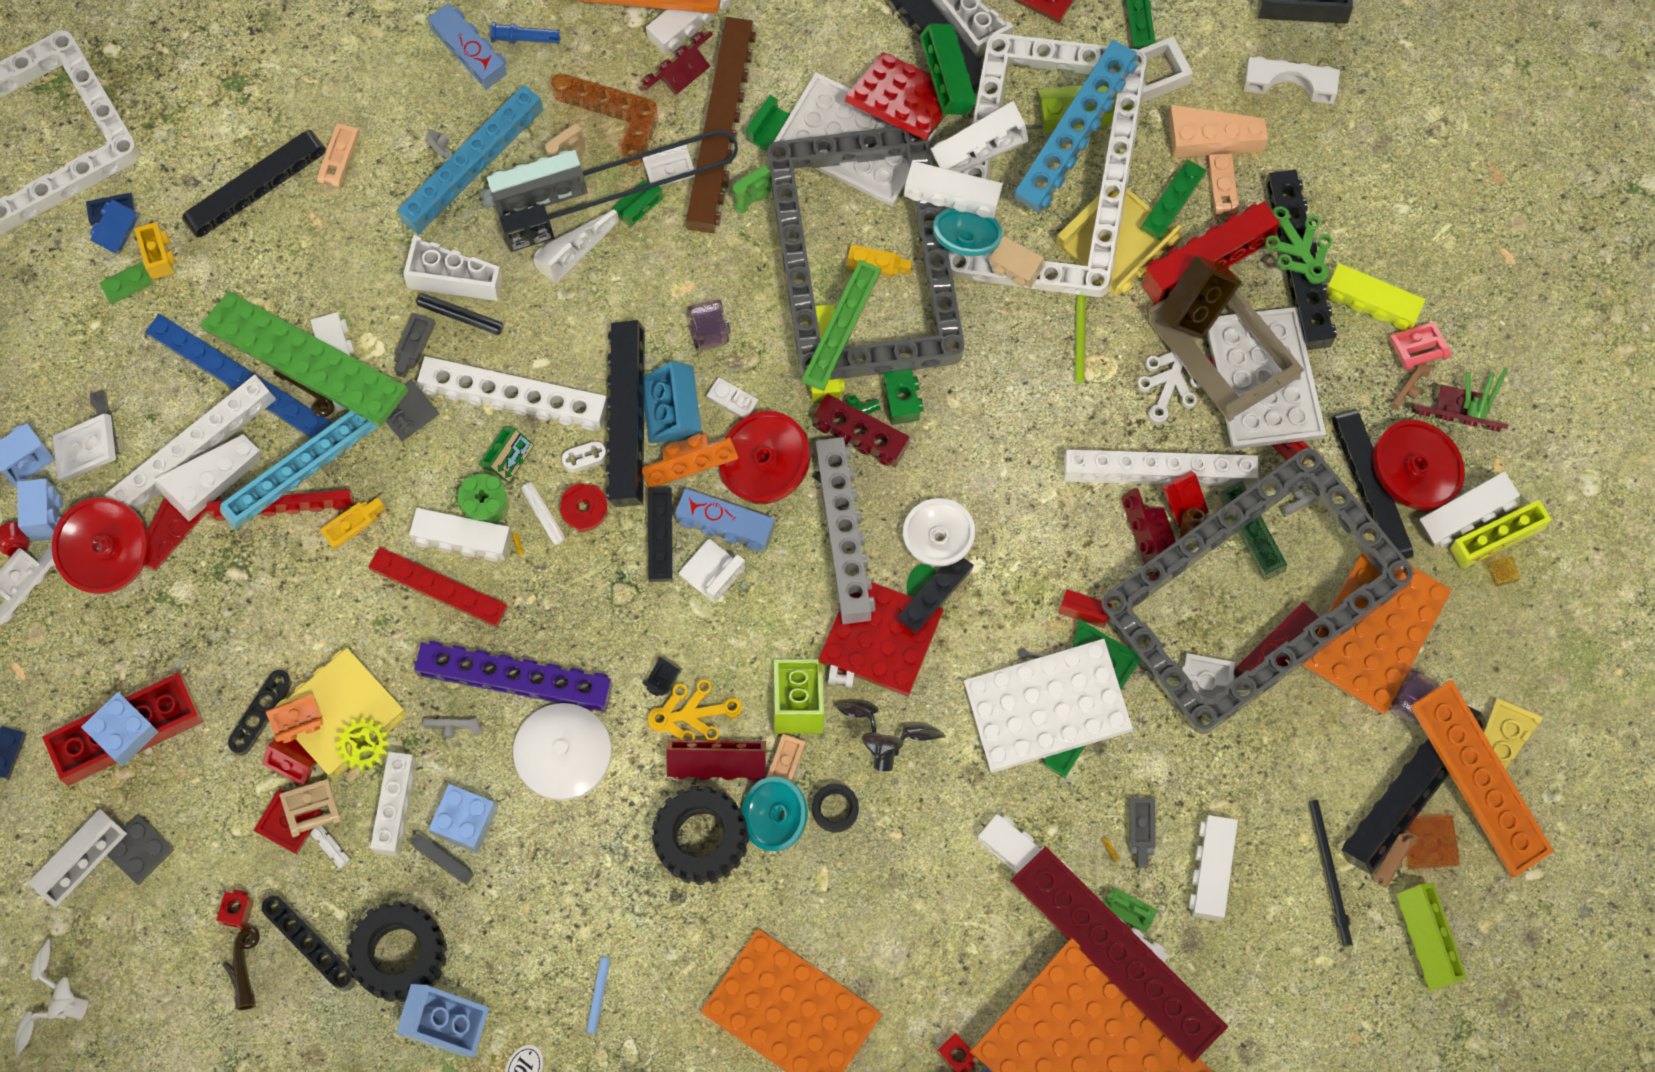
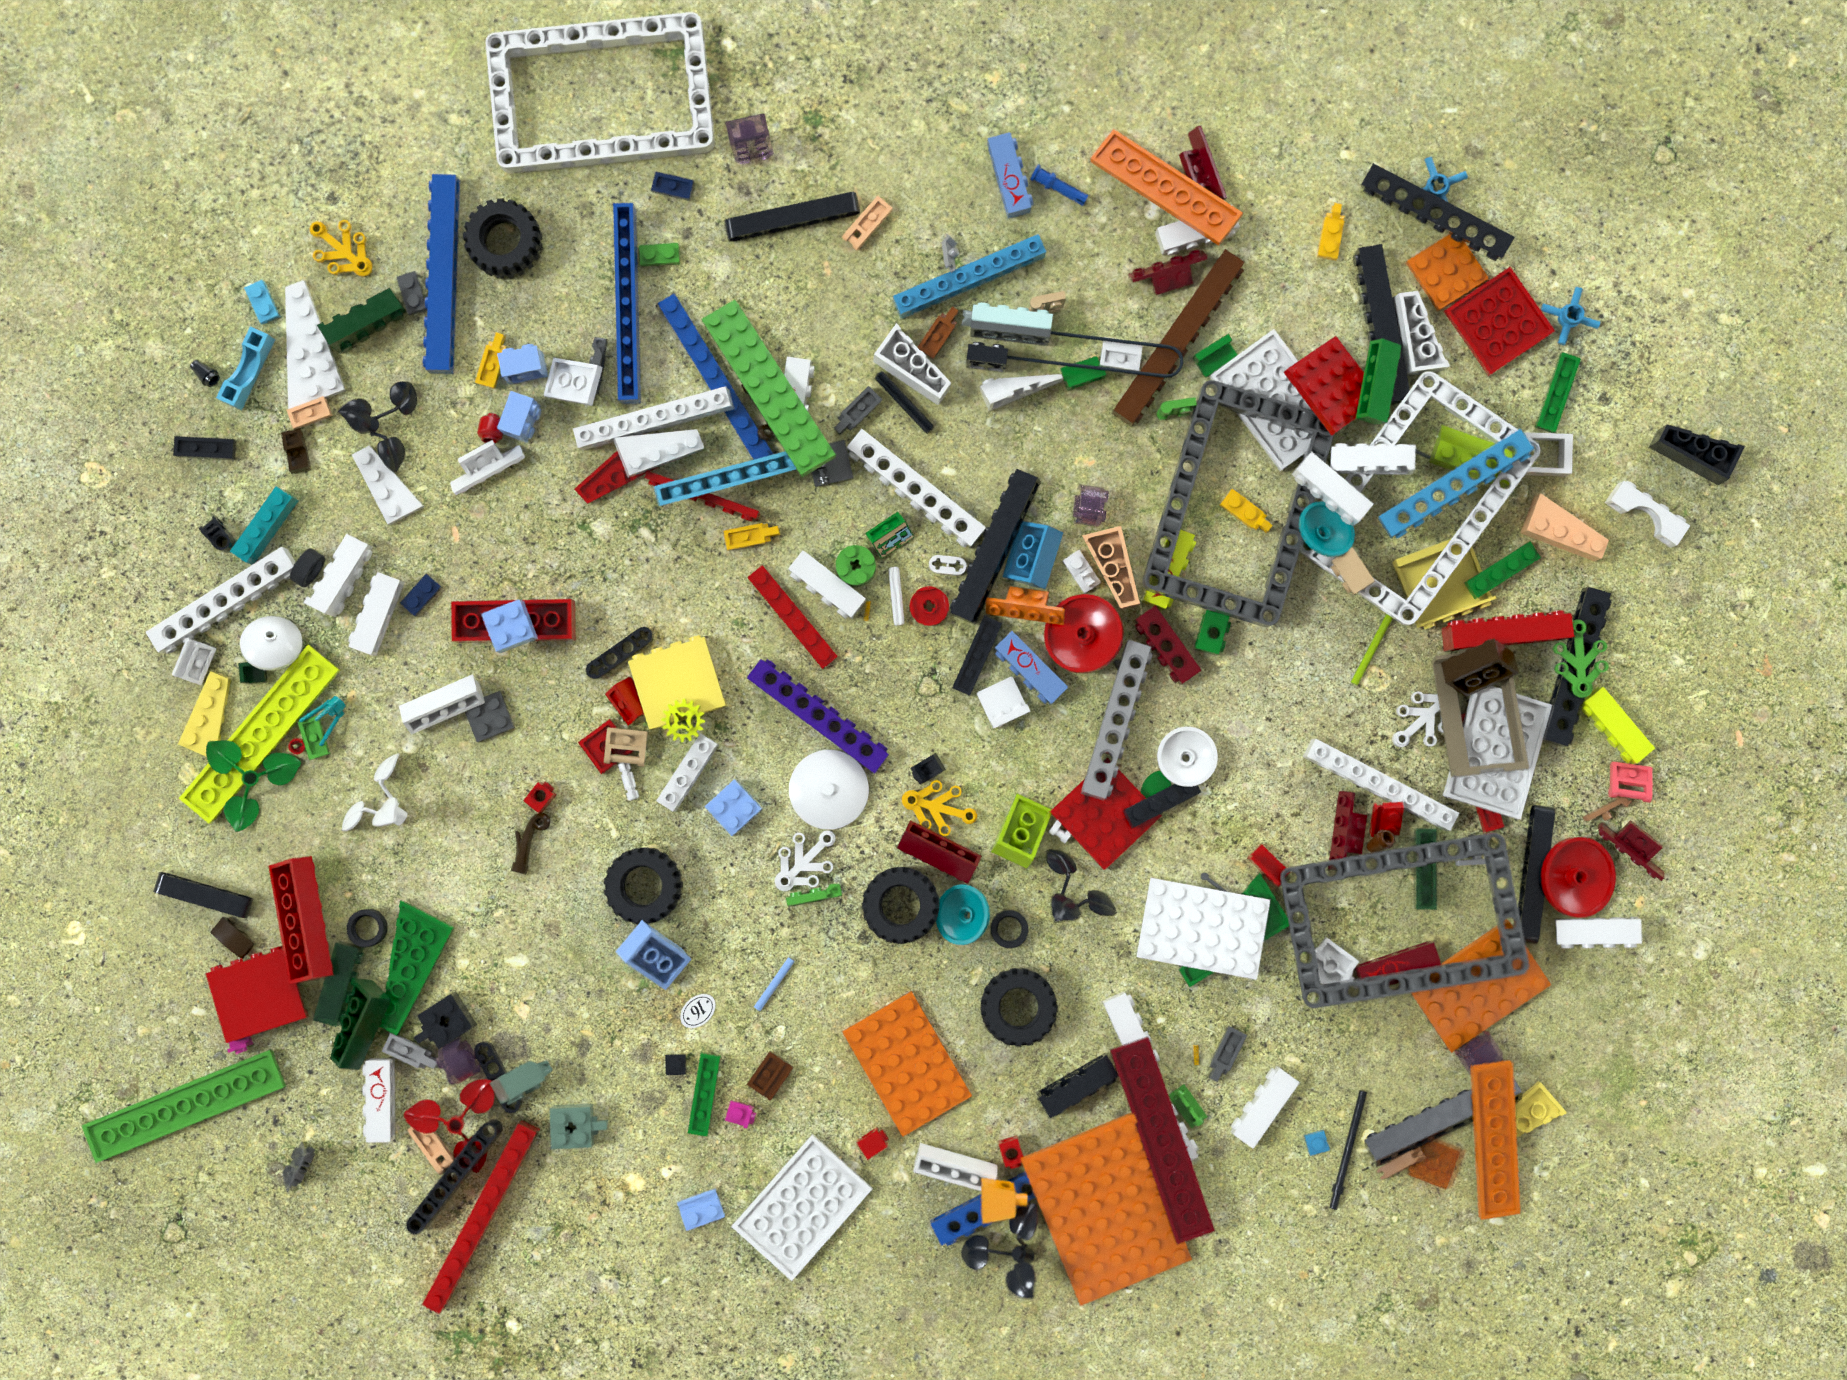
camera: 25 degrees right, 15 degrees up
(100, 545) = (553, 468): red dish -> none
(111, 345) = (627, 303): none -> blue brick
(114, 226) = (668, 205): blue brick -> none
(154, 250) = (691, 240): yellow brick -> none
(173, 122) = (749, 138): none -> brick
(295, 718) = (642, 677): orange bracket -> none
(298, 938) = (575, 840): black beam -> none
(441, 859) = (705, 830): dark grey beam -> none
(449, 725) = (755, 730): light grey piece -> none
(465, 228) = (938, 333): none -> dark orange hinge
(570, 844) = (802, 863): none -> white plant
(598, 874) = (815, 894): none -> bright green hinge
(611, 108) = (1099, 284): clear orange beam -> none
(761, 371) = (1112, 558): none -> light nougat wedge
(787, 757) = (990, 875): light nougat plate -> none
(841, 325) = (1191, 561): bright green plate -> none
(868, 408) = (1176, 624): green arm -> none
(892, 853) = (1038, 1026): none -> black tyre
(994, 943) = (1077, 1085): none -> black wedge
(1223, 183) = (1548, 574): light nougat plate -> none
(1292, 882) = (1316, 1142): none -> dark azure plate
(1431, 936) = (1396, 1233): lime brick -> none
(1481, 406) = (1649, 853): bright green plant -> none
(1500, 534) = (1611, 960): neon yellow brick -> none
(1503, 571) = (1598, 988): clear yellow plate -> none

